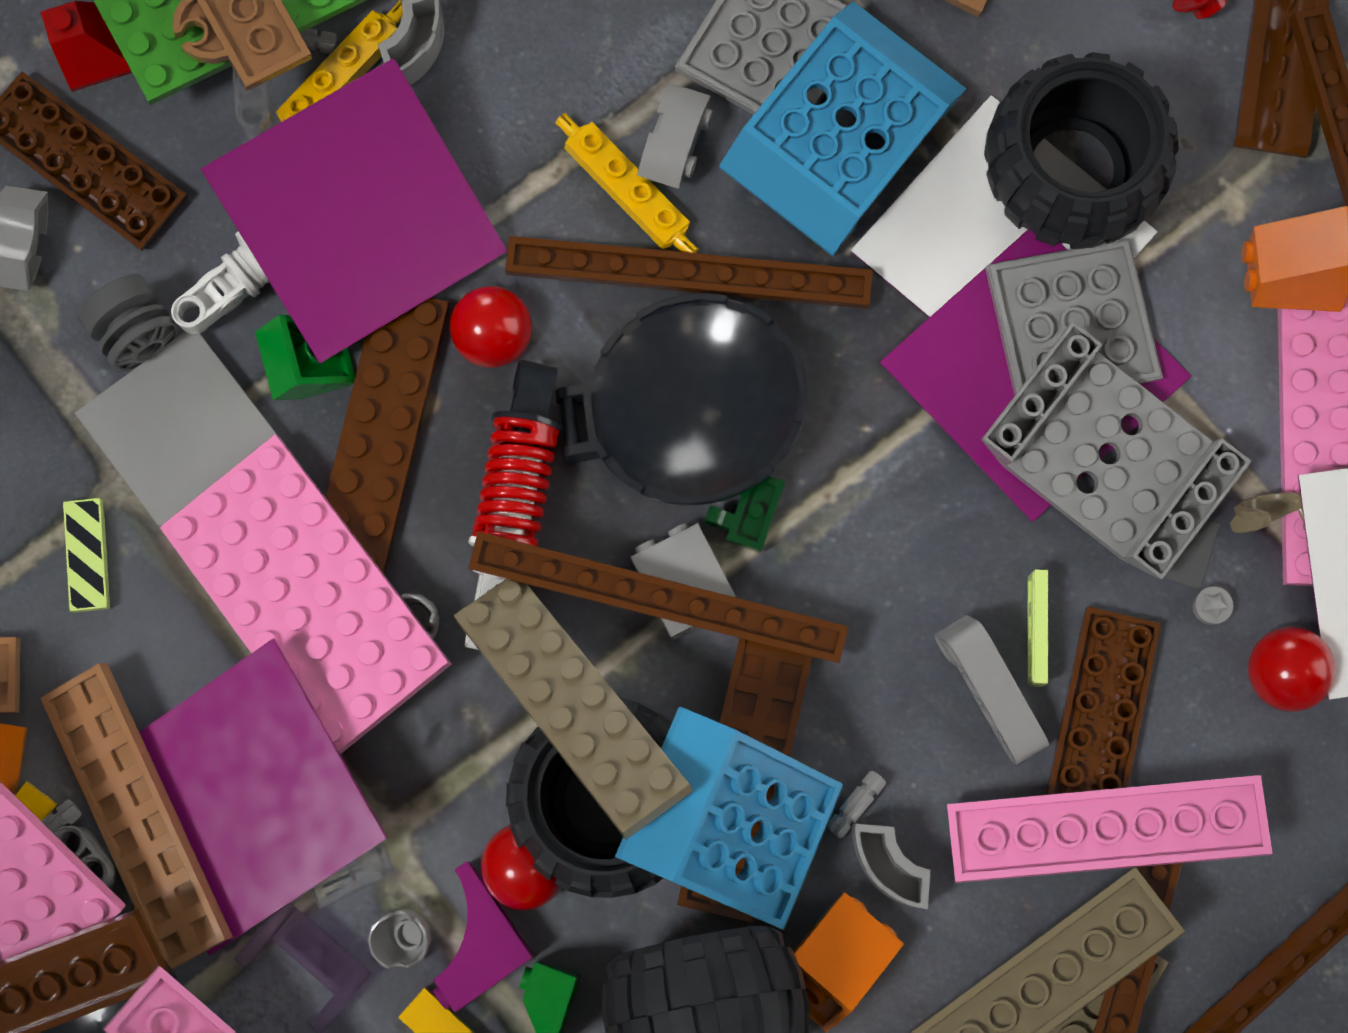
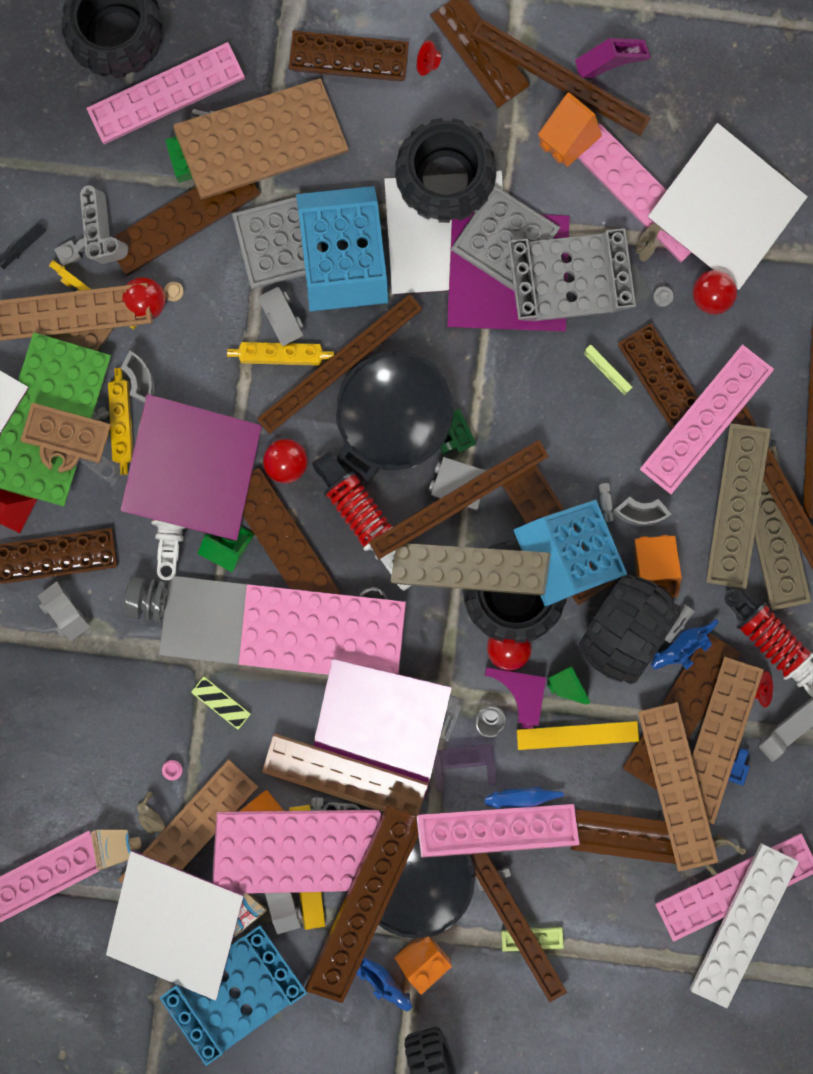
camera: 45 degrees left, 5 degrees up
(993, 687) = (612, 408): light grey beam -> none

